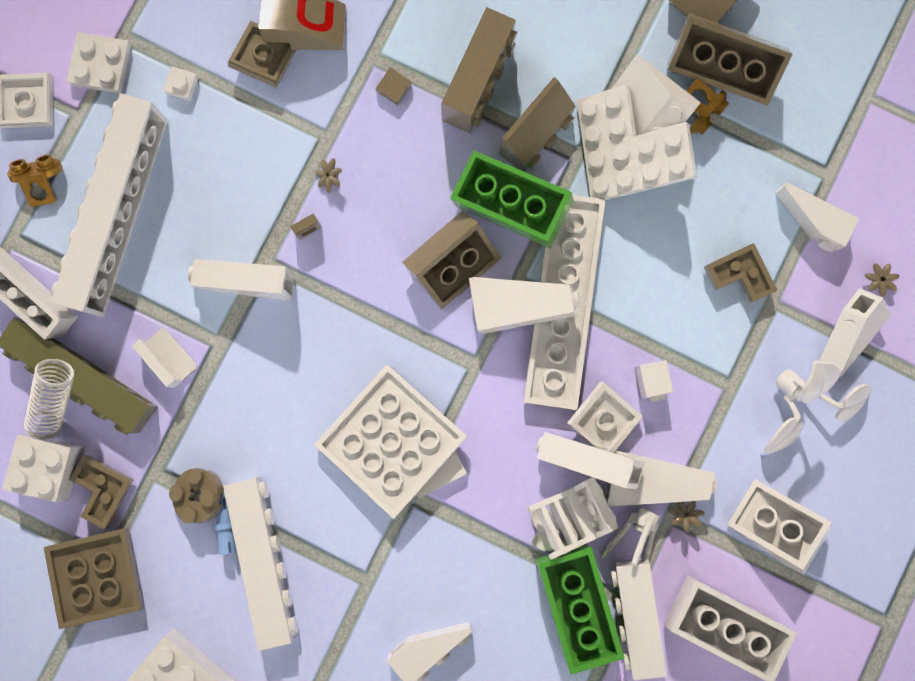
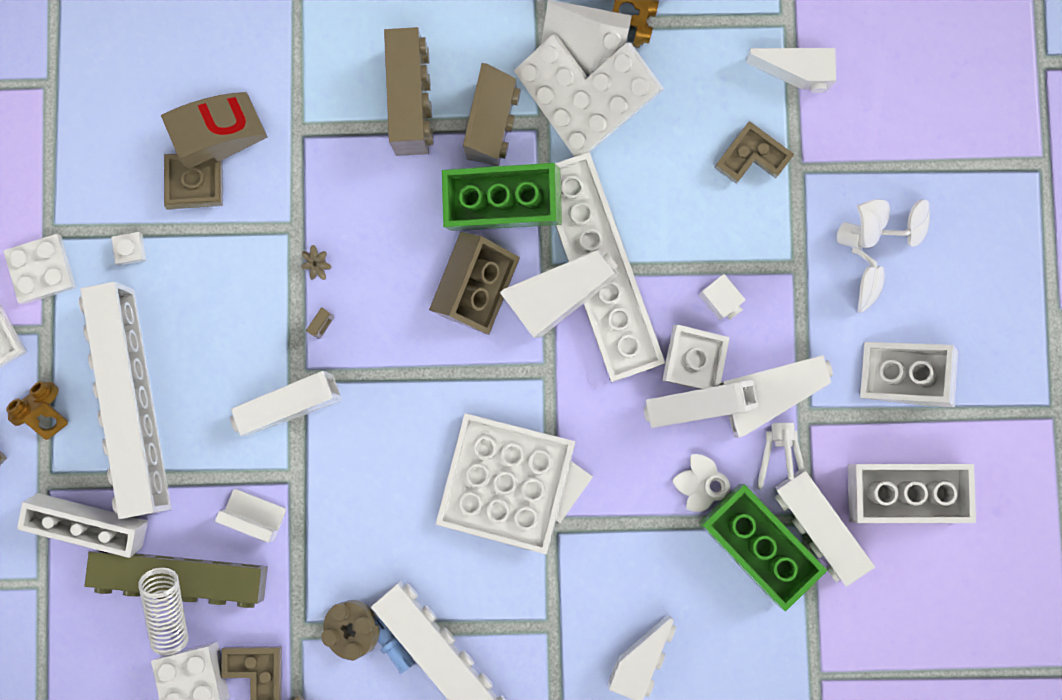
camera: 15 degrees left, 0 degrees up
(393, 86) = (333, 147): dark tan tile -> none
(588, 511) = (724, 453): white plate -> none
(686, 515) = (817, 408): dark tan plant -> none
(855, 329) = (884, 154): white slope -> none
(882, 279) = (889, 89): dark tan plant -> none

